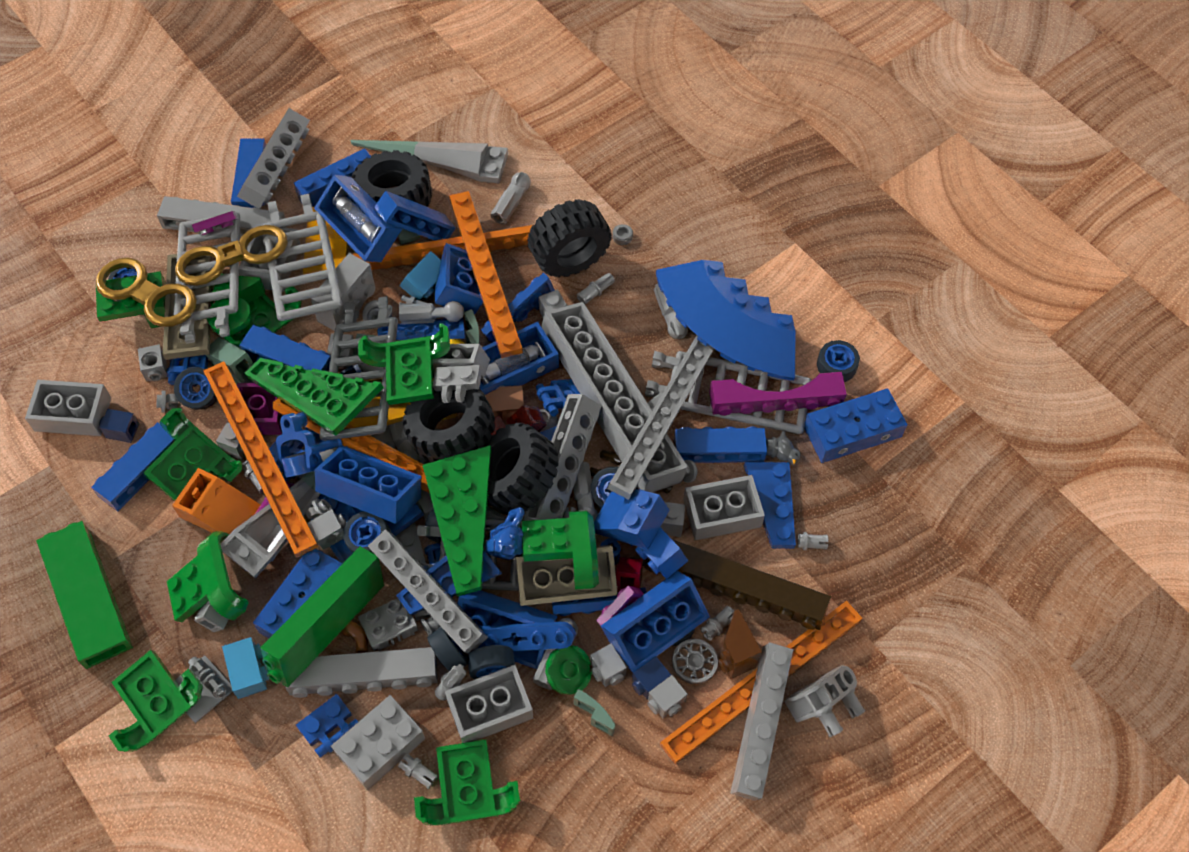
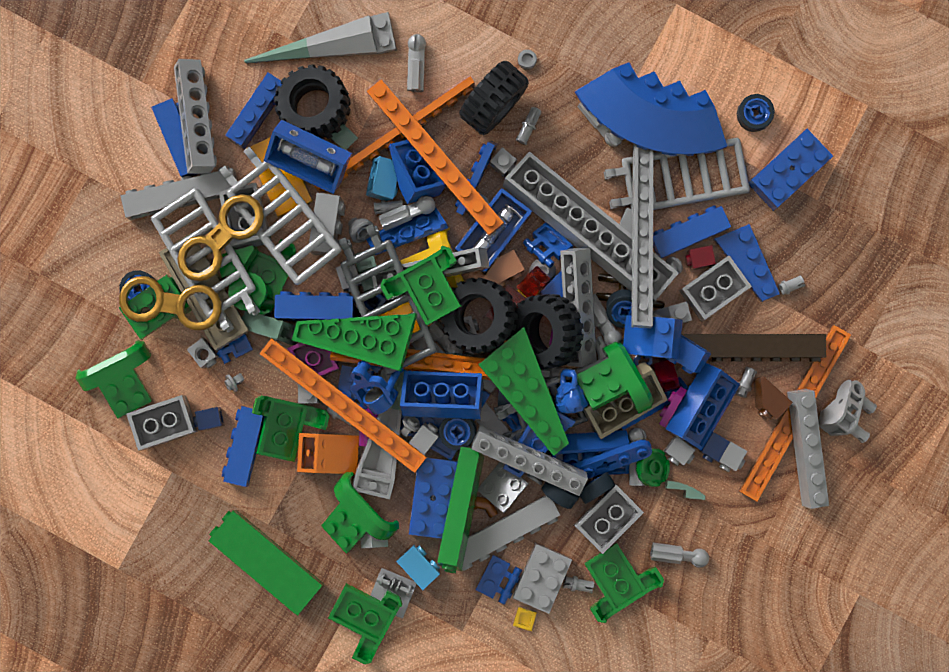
camera: 20 degrees left, 25 degrees up
(55, 349) = (119, 379): none -> green piece
(184, 389) = (246, 368): wheel -> none
(206, 226) = (187, 210): magenta piece -> none
(334, 786) = (524, 618): none -> yellow tile
(414, 217) = (353, 132): blue brick -> none
(450, 681) = (573, 515): light grey axle -> none
(456, 378) = (473, 282): light grey hinge -> none
(472, 334) = (451, 218): sand green slope -> none
(549, 784) = (676, 555): none -> light grey piece
(695, 661) = (740, 419): light grey wheel -> none
(719, 470) = (700, 257): none -> dark red brick
(734, 397) = (685, 187): magenta arch -> none
(782, 449) = (740, 214): dark grey animal -> none

